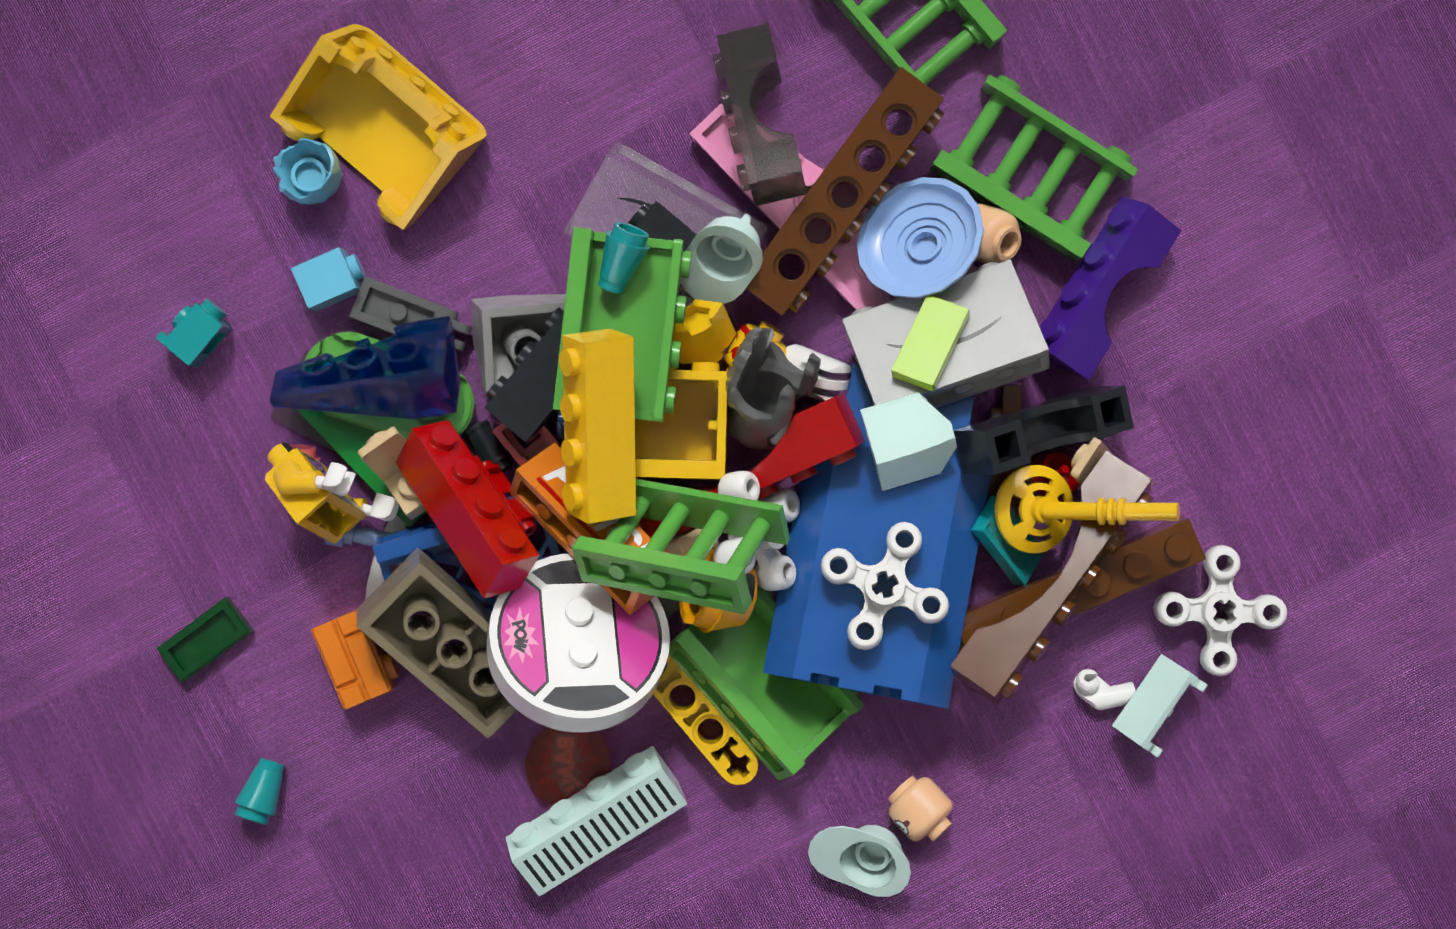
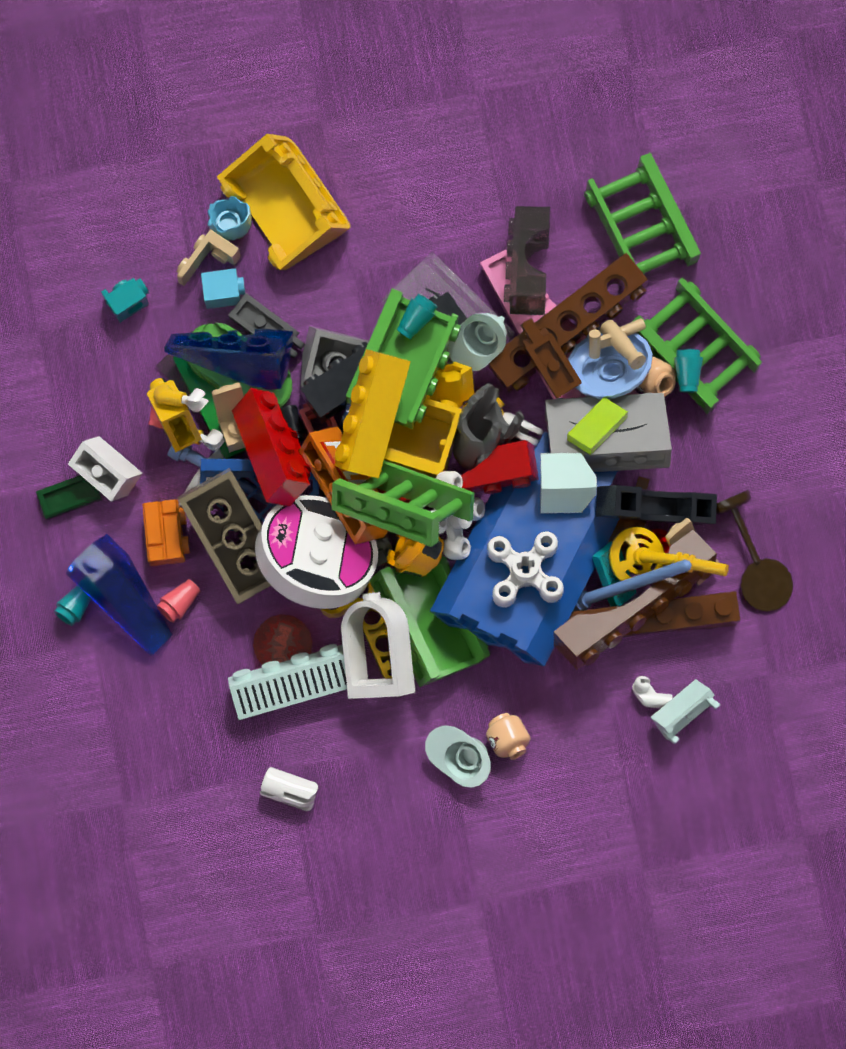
camera: 15 degrees right, 10 degrees down
(242, 592) = (105, 468): none -> white brick
(282, 224) = (221, 250): none -> tan bracket
(313, 753) = (115, 585): none -> clear blue wedge
(404, 747) = (177, 601): none -> coral cone
(720, 711) = (399, 646): none -> white window
(833, 261) = (549, 359): none -> reddish brown hinge
(921, 197) = (618, 338): none -> tan piece
(1036, 213) = (688, 369): none -> teal cone
(1044, 555) = (588, 598): none -> medium blue piece
(1129, 240) = (694, 453): dark purple arch -> none
(1221, 484) = (766, 581): none -> dark brown piece
(1237, 610) = (745, 649): white gear -> none

